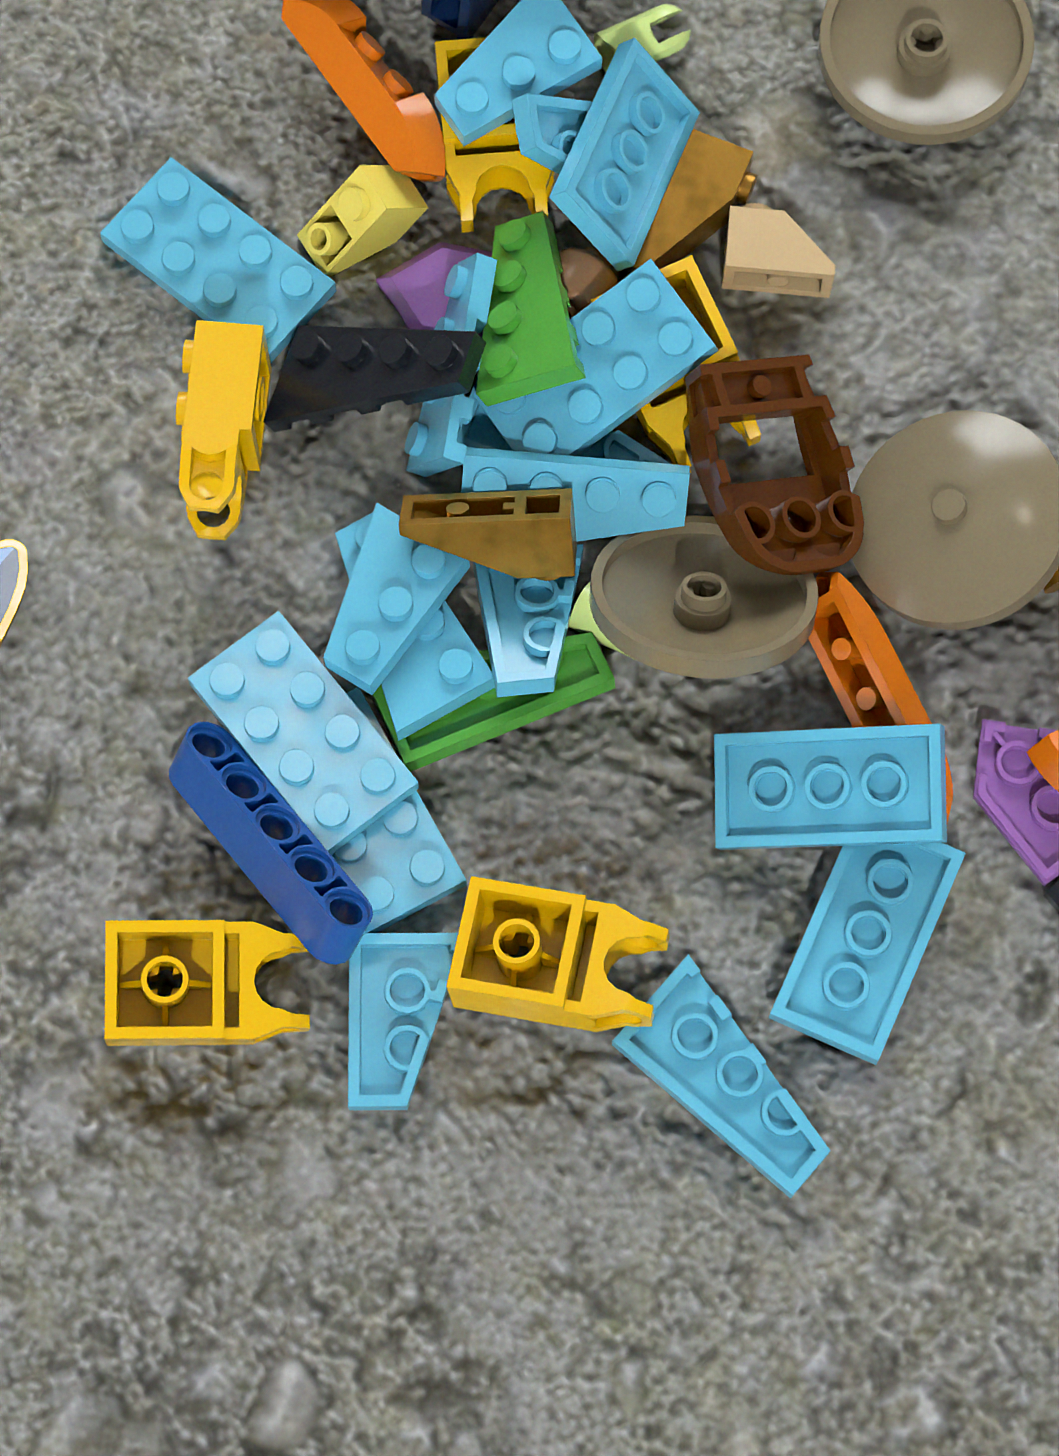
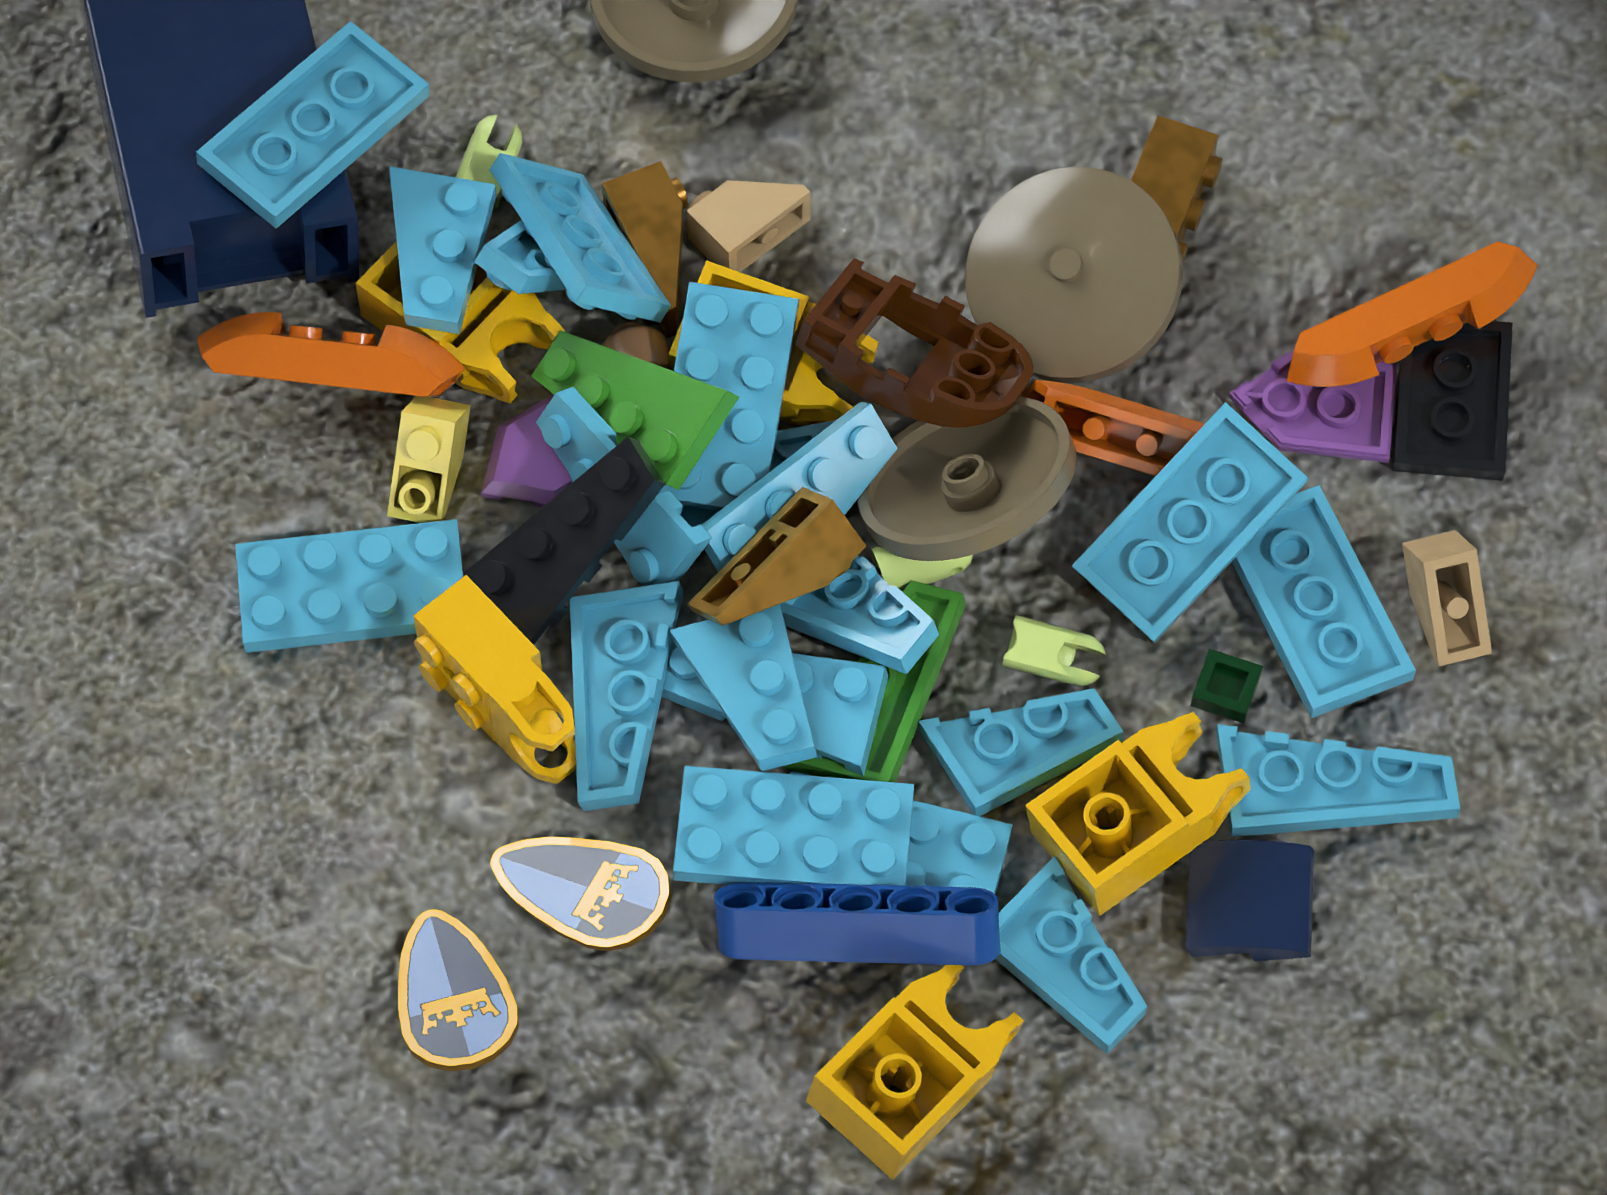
camera: 45 degrees left, 10 degrees down
(124, 632) = (586, 888): none -> shield
(307, 509) = (618, 681): none -> medium azure wing
(532, 829) = (1020, 748): none -> medium azure wing
(568, 1105) = (1250, 899): none -> dark blue slope
(633, 782) = (1049, 651): none -> yellowish green piece
(730, 933) = (1226, 686): none -> dark green plate
(967, 1030) = (1448, 596): none -> tan slope

